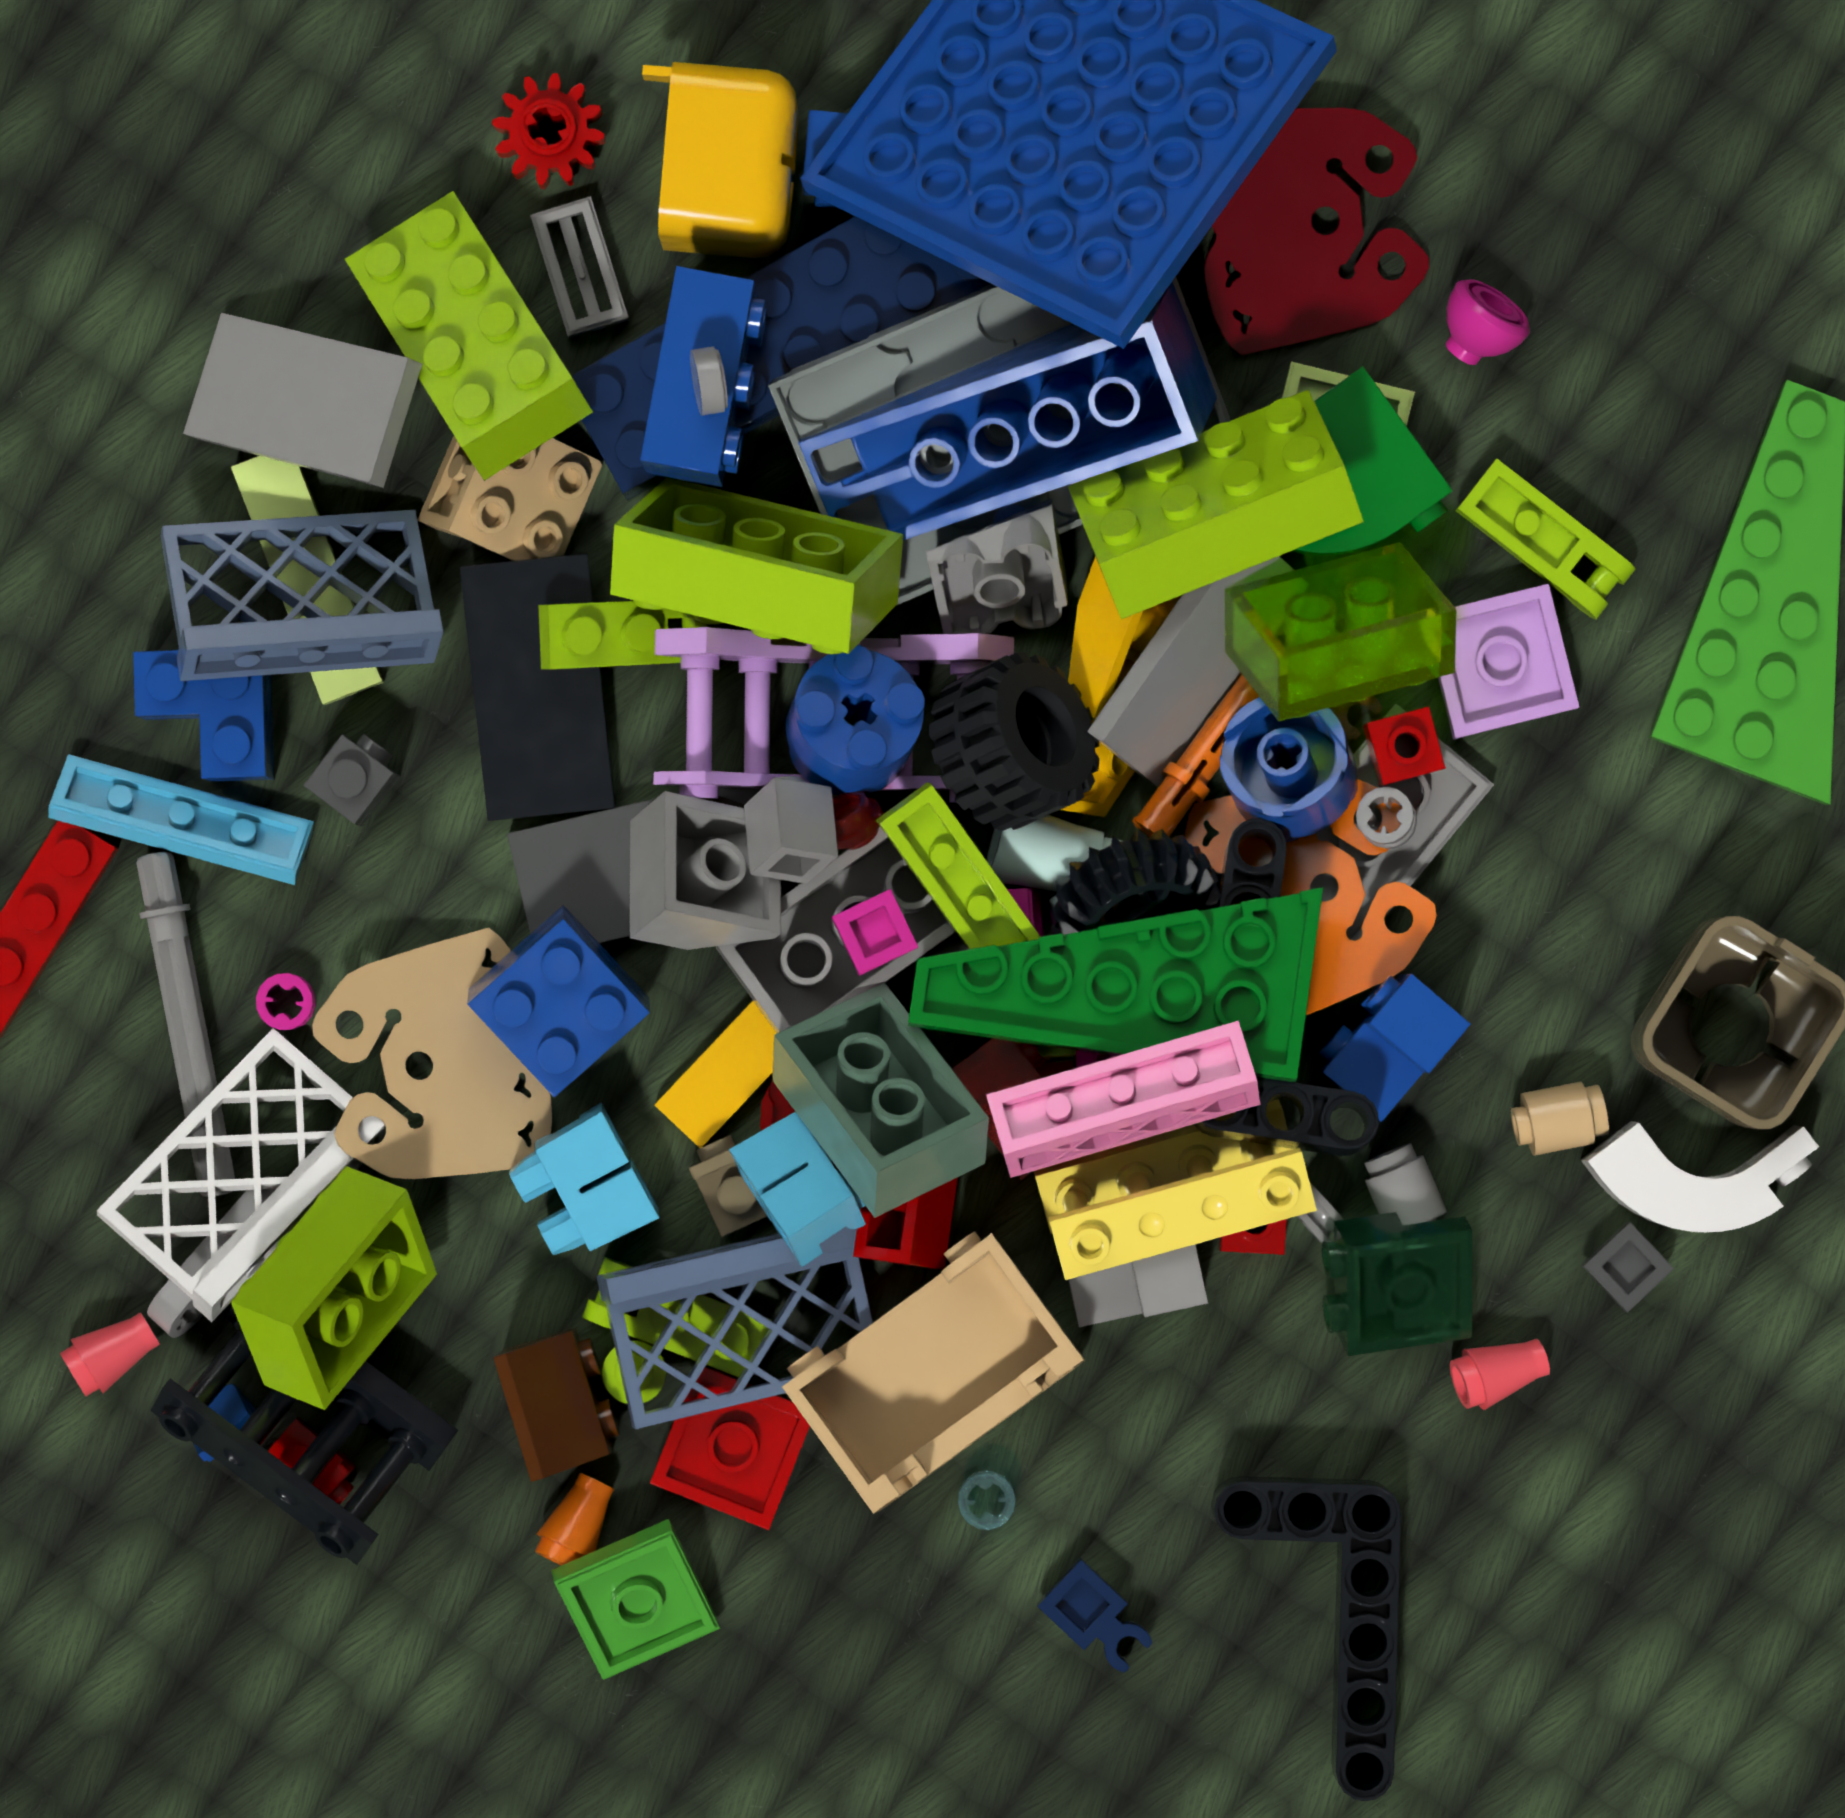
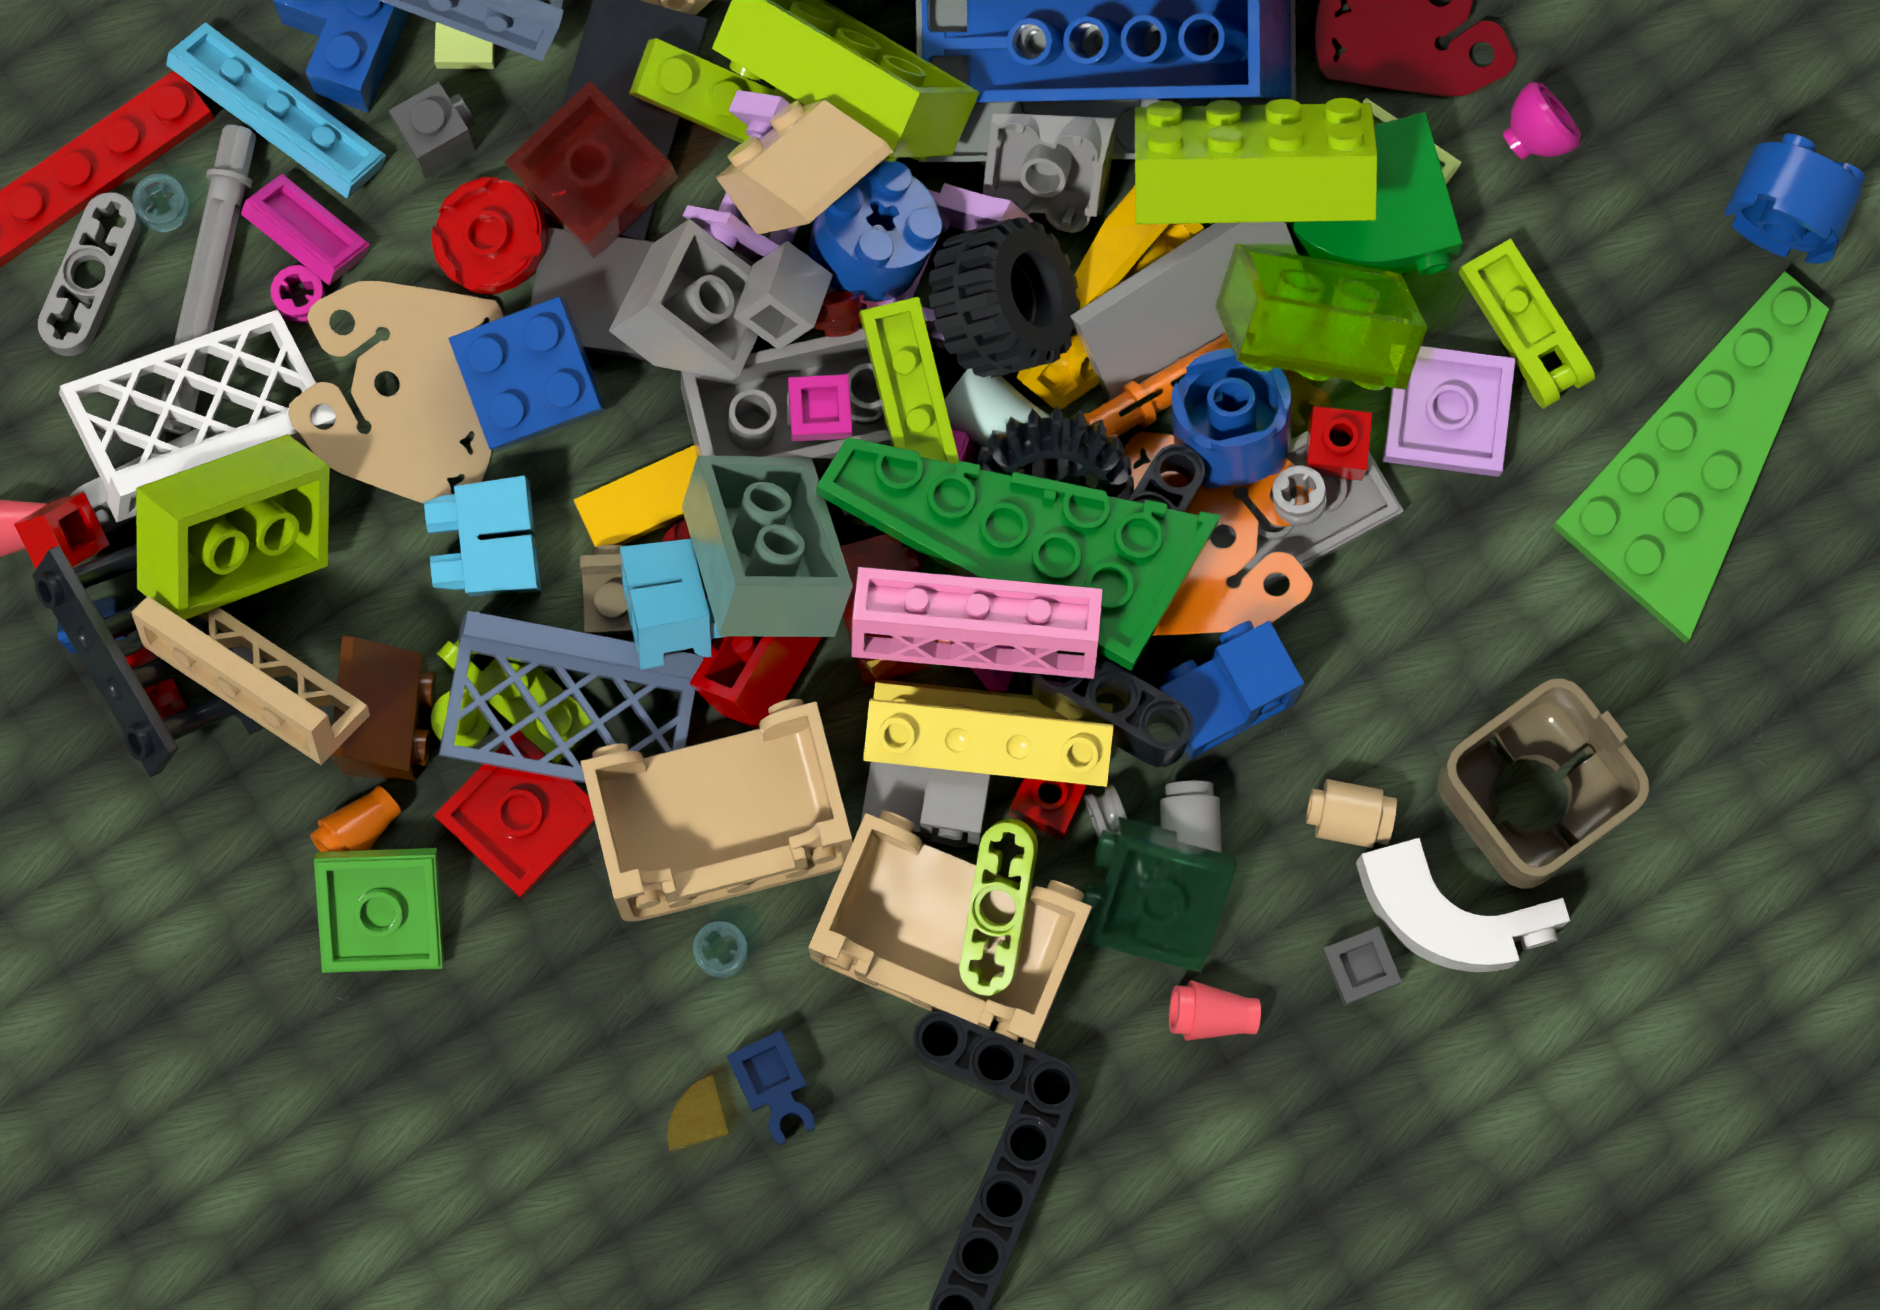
camera: 20 degrees right, 10 degrees down
(78, 1112) = (60, 308): none -> light grey beam
(84, 965) = (143, 202): none -> clear light blue bush
(158, 1349) = (66, 524): none -> red plate
(265, 933) = (305, 229): none -> dark pink tile
(416, 1445) = (249, 685): none -> tan fence
(455, 865) = (489, 235): none -> red tile
(537, 767) = (591, 169): none -> clear red brick
(761, 700) = (799, 166): none -> tan slope
(1030, 1672) = (697, 1116): none -> clear yellow tile
(1214, 1403) = (903, 923): none -> tan windscreen
(1260, 1317) = (975, 948): none -> lime beam
(1772, 307) = (1795, 199): none -> blue brick

